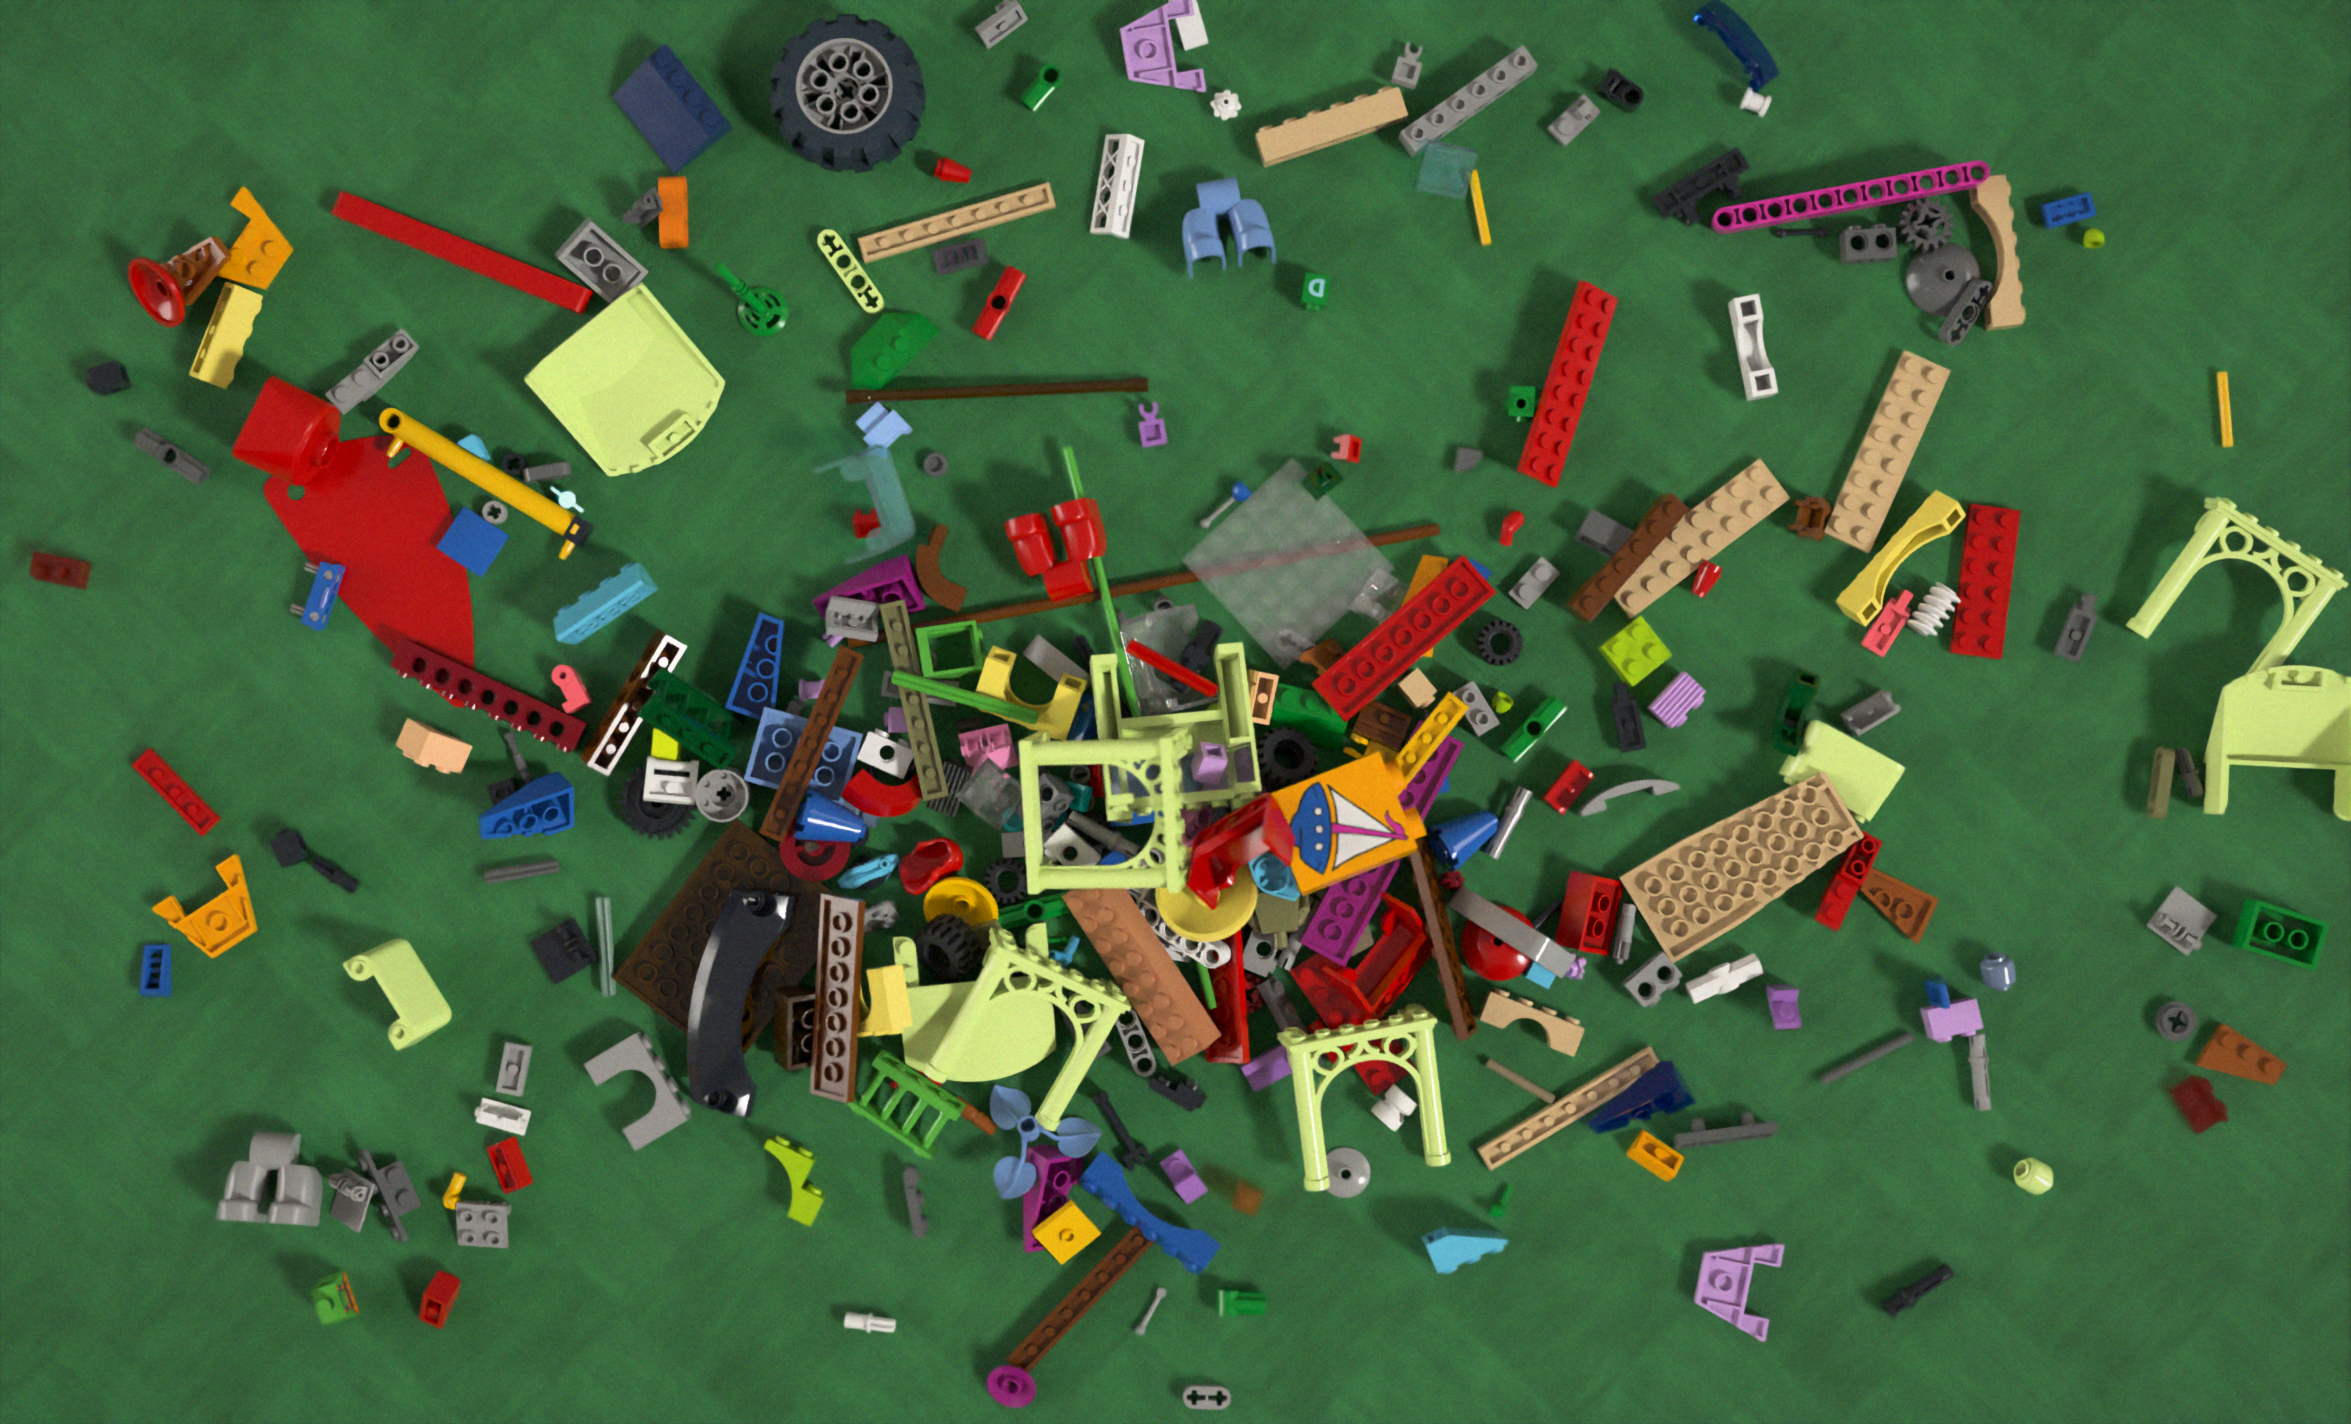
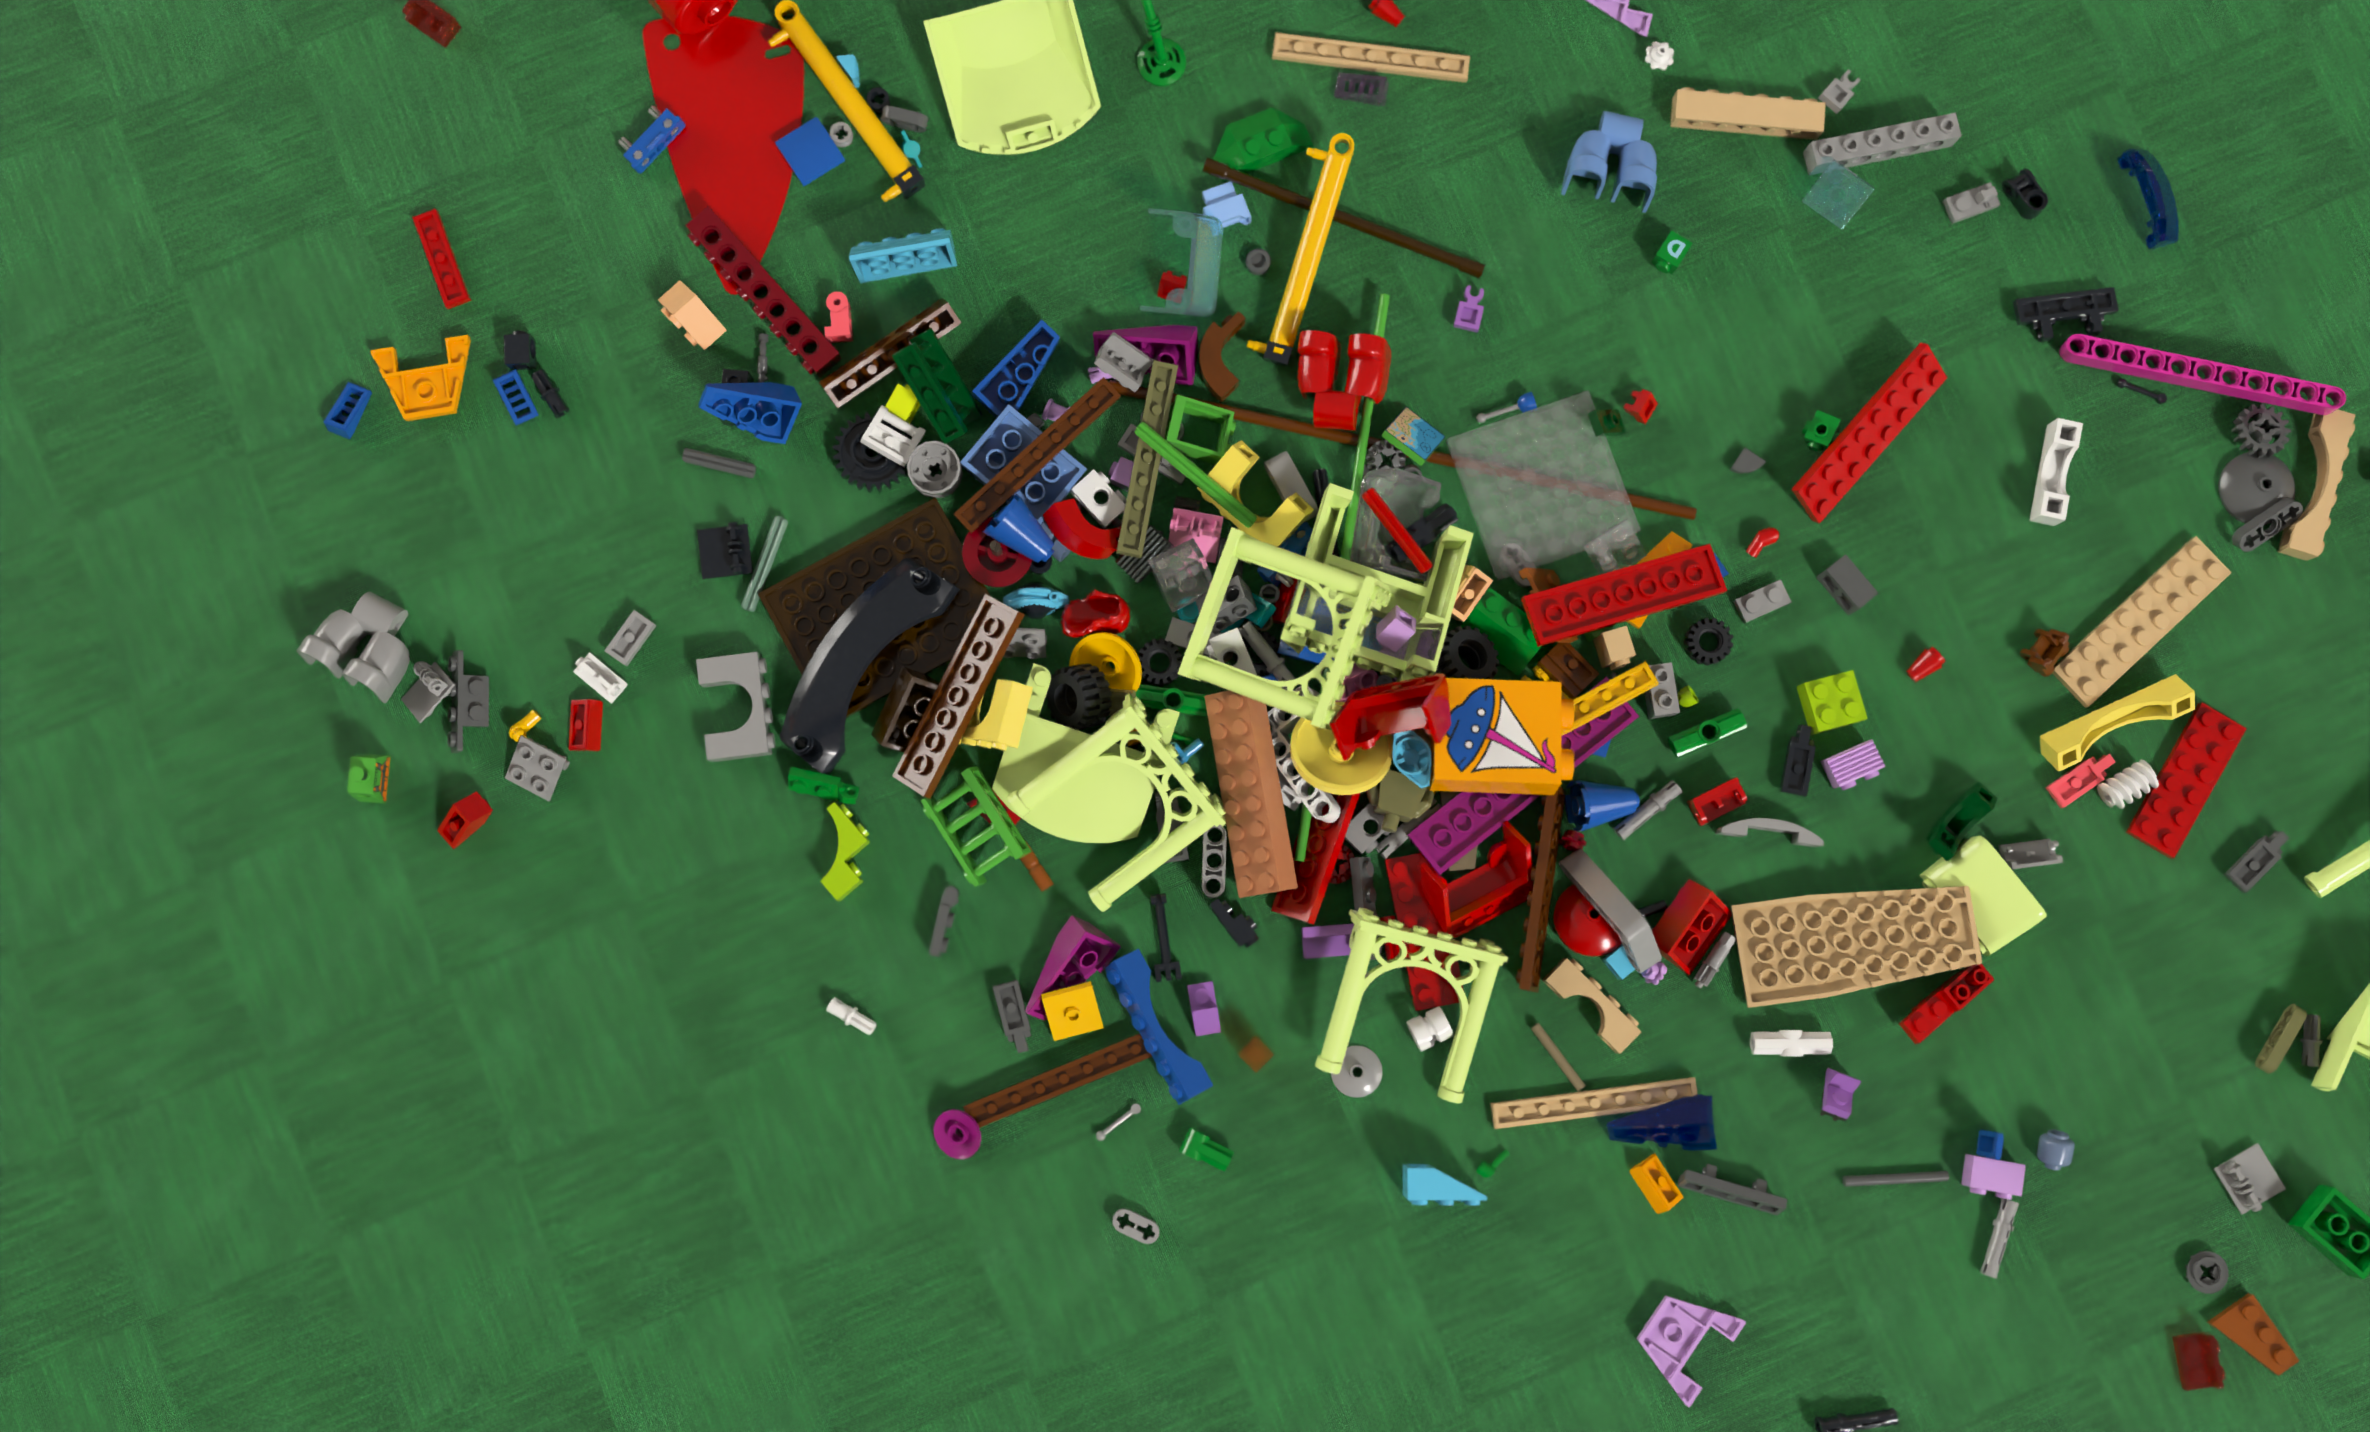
camera: 20 degrees right, 5 degrees down
(304, 878) = (506, 378): none -> blue slope
(407, 987) = (569, 522): yellowish green windscreen -> none
(750, 1127) = (821, 785): none -> green hinge
(851, 271) = (1258, 59): yellowish green beam -> none
(979, 441) = (1308, 252): none -> yellow piece
(1007, 289) = (1389, 133): red piece -> none
(1013, 1106) = (1071, 872): medium blue plant -> none
(1013, 1257) = (1013, 1013): none -> dark grey hinge
(1121, 185) = (1535, 85): white fence -> none
(1131, 591) = (1374, 459): none -> dark grey gear
(1149, 570) = (1413, 436): none -> tile
(1479, 209) = (1852, 245): yellow bar -> none
(1607, 581) = (1861, 613): reddish brown arch -> none
(1648, 973) = (1721, 1009): light grey brick -> none
(1702, 535) = (1929, 624): tan plate -> none
(1755, 102) = (2146, 255): white bush -> none
(1869, 251) = (2199, 432): dark grey brick -> none
(1900, 903) = (1987, 1044): dark orange wing -> none
(2033, 1176) = (2012, 1360): yellowish green head -> none

